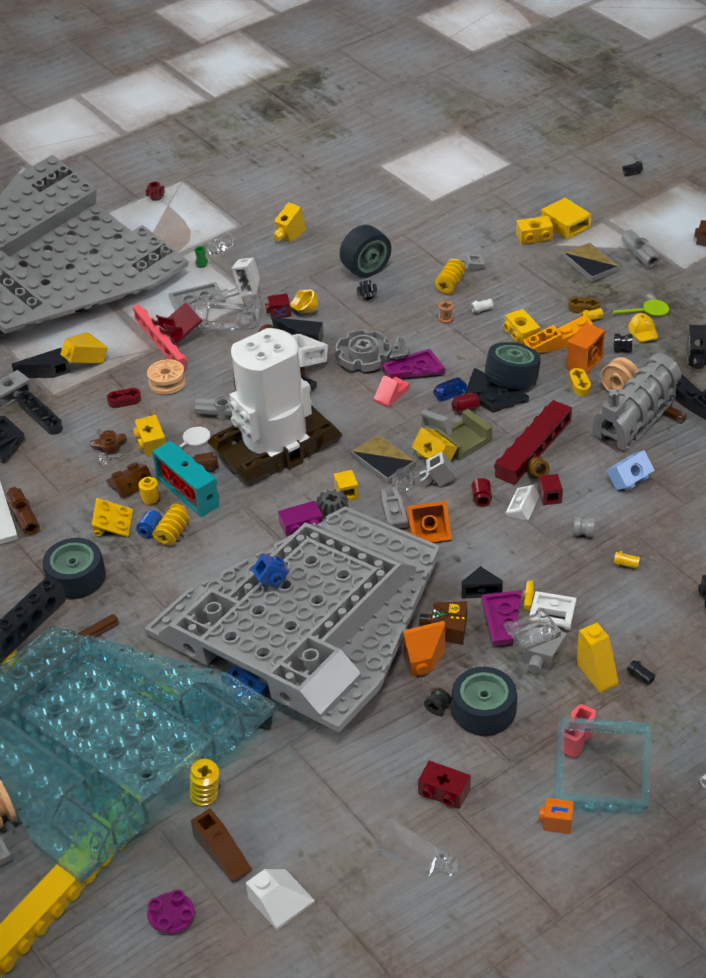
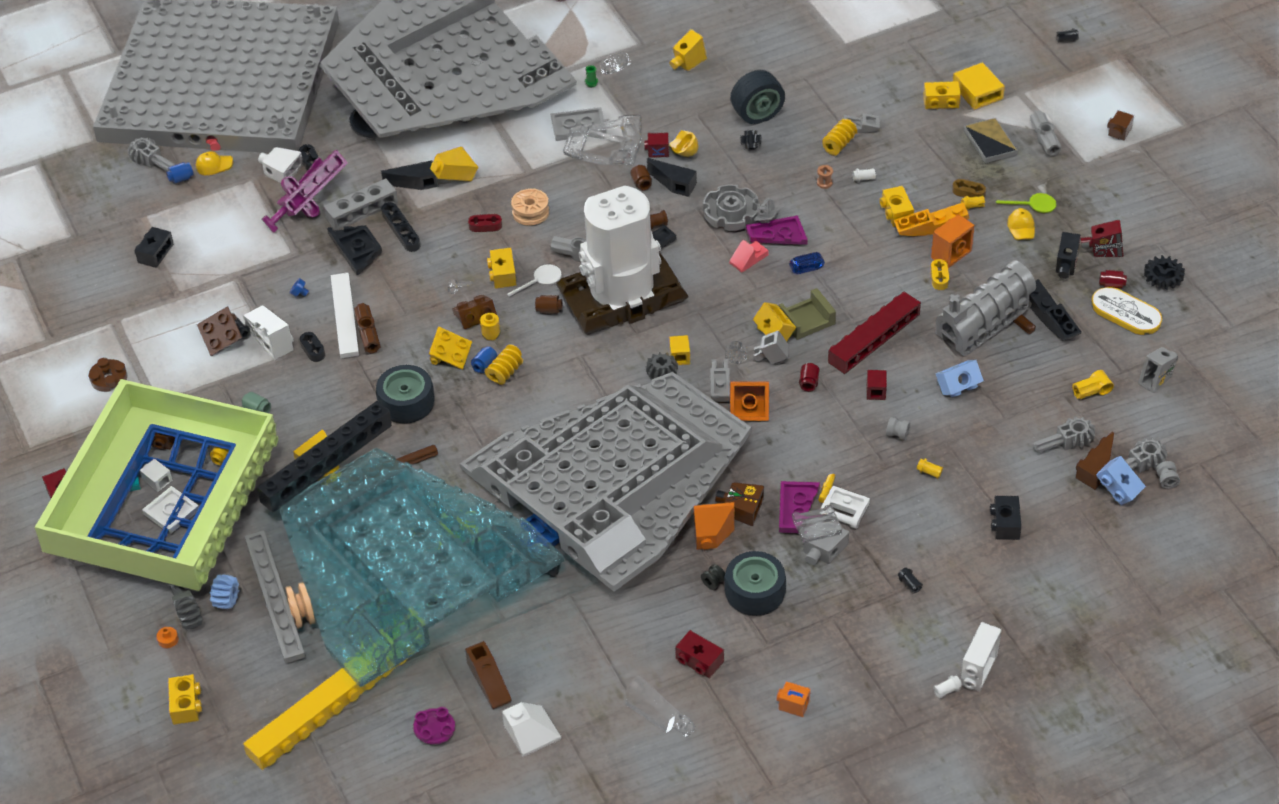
camera: 10 degrees right, 5 degrees up
(108, 441) = (461, 267): reddish brown plate -> none
(161, 340) = (531, 161): coral plate -> none
(179, 323) = (553, 150): dark red plate -> none
(186, 478) = (527, 319): teal brick -> none
(204, 782) = (484, 616): yellow piece -> none
(245, 273) = (628, 110): white torso -> none
(270, 570) = (582, 428): blue brick -> none
(294, 517) = (627, 374): magenta brick -> none
(310, 348) = (666, 196): white window -> none
(382, 457) = (722, 325): tile -> none
(432, 420) = (780, 295): light grey tile -> none
(466, 401) = (819, 280): dark red brick -> none
(480, 583) = (782, 469): black slope -> none
(492, 395) = (848, 272): black wing -> none
(512, 365) = (874, 247): black wheel -> none
(523, 503) = (847, 394): white slope -> none
(543, 467) = (870, 365): pearl gold brick -> none
(575, 739) = (833, 625): coral brick -> none
(596, 657) = (870, 559): yellow slope -> none
(605, 726) = (853, 625): clear light blue window -> none
(618, 373) = (976, 273): light nougat wheel -> none
(623, 342) = (995, 237): black wheel -> none

